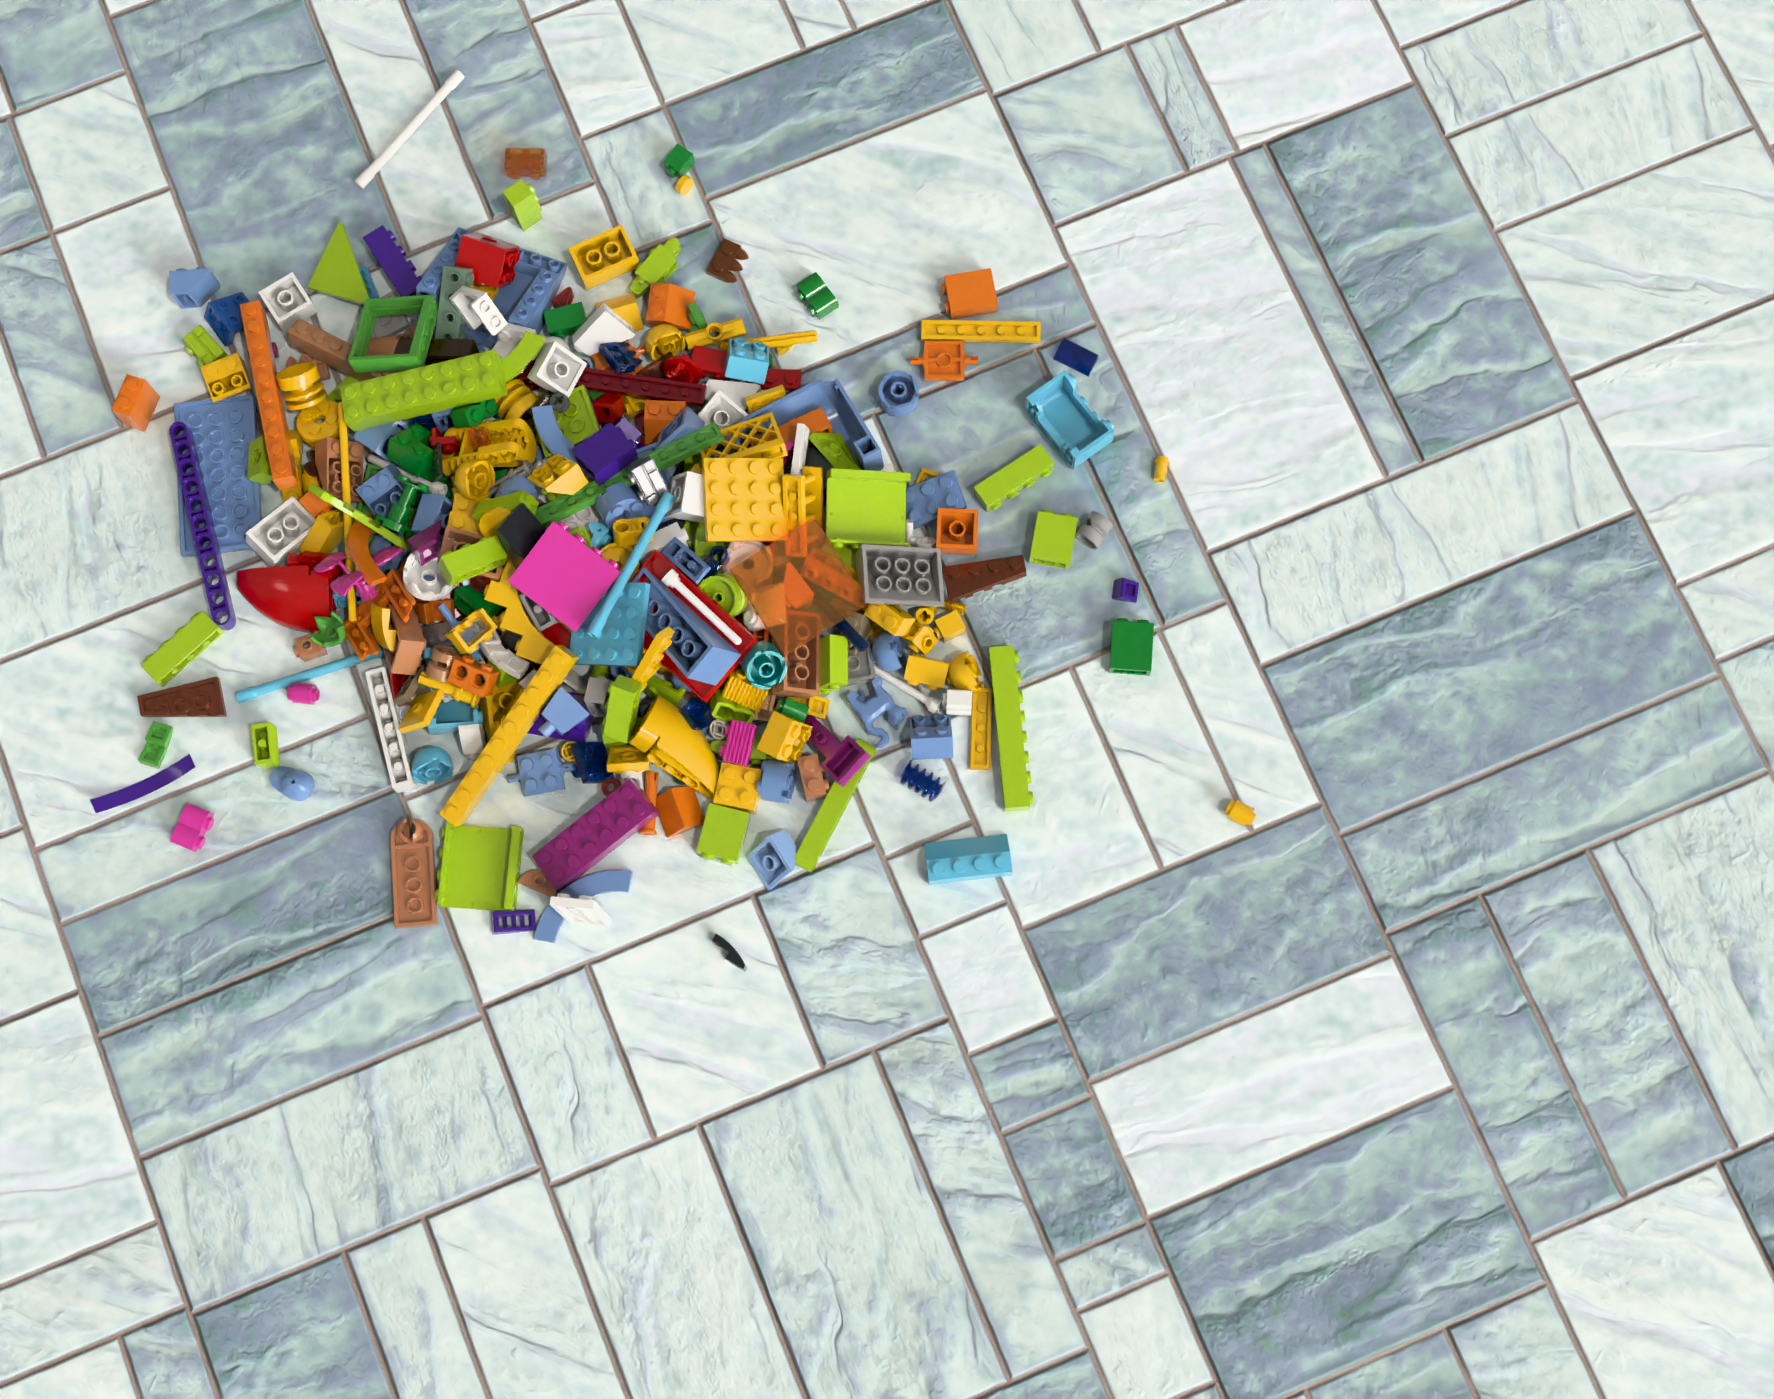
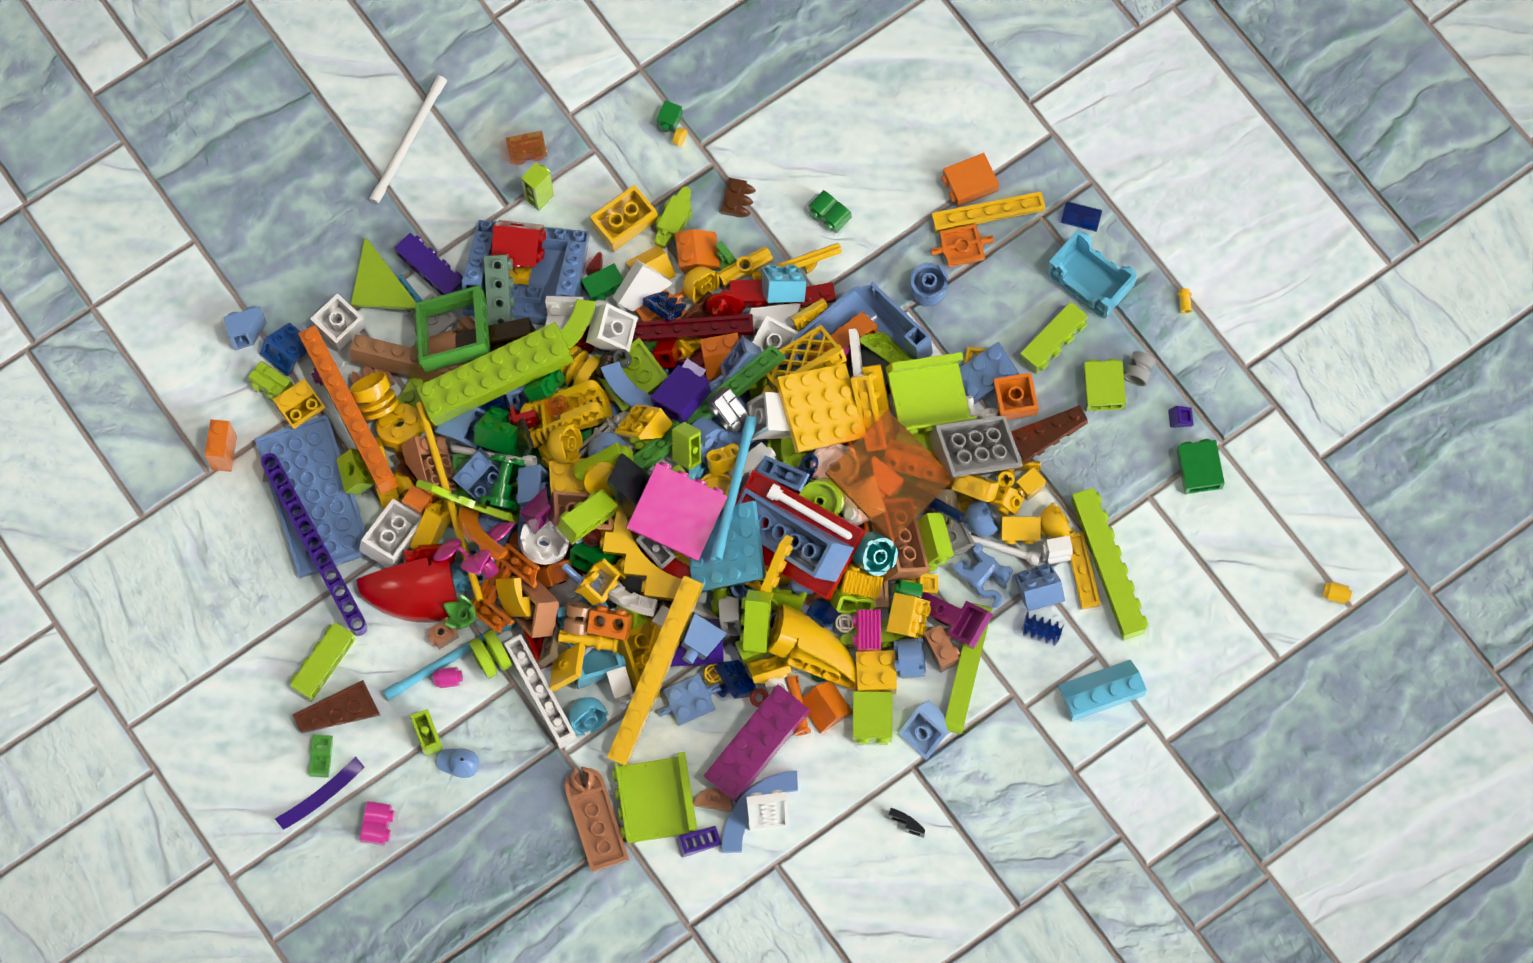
camera: 15 degrees left, 5 degrees down
(349, 679) = (488, 655): none -> lime wheel
(478, 308) = (526, 287): white panel -> none
(594, 508) = (686, 445): none -> lime brick

